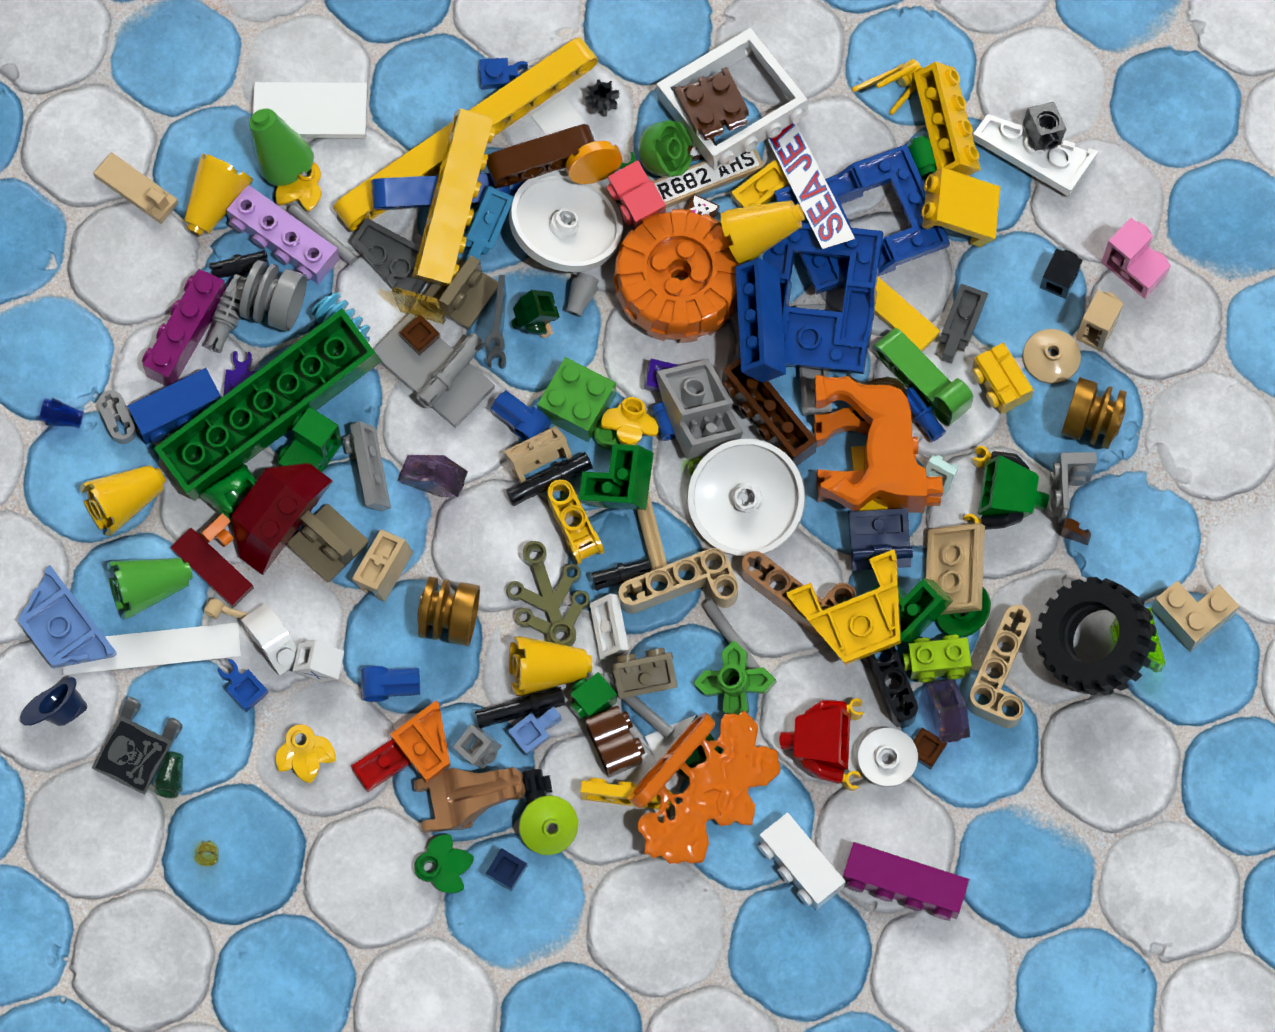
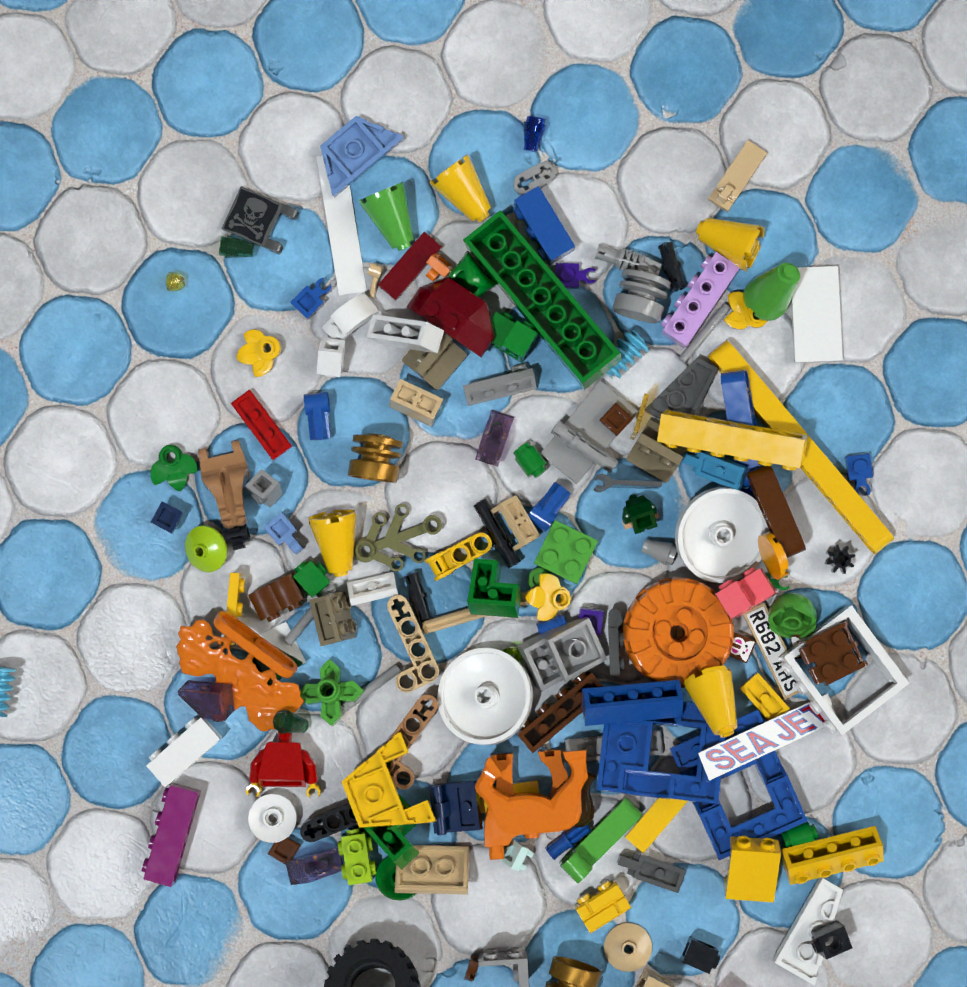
camera: 90 degrees right, 15 degrees up
(57, 705) = (287, 150): dark blue piece -> none
(184, 329) = (611, 226): magenta brick -> none
(297, 565) = (405, 333): none -> white brick
(424, 742) = (267, 446): orange wing -> none
(462, 436) = (530, 460): none -> green brick
(522, 707) = (302, 520): black pin -> none
(557, 116) = (818, 526): white sticker -> none
(687, 350) = (615, 642): none -> dark grey hinge
(737, 825) = (209, 699): none -> clear purple slope
(770, 729) = (288, 722): none -> clear green cone
(903, 74) = (875, 817): yellow plant -> none
(1002, 662) = (355, 912): tan beam -> none
(1006, 490) = (501, 911): green torso -> none

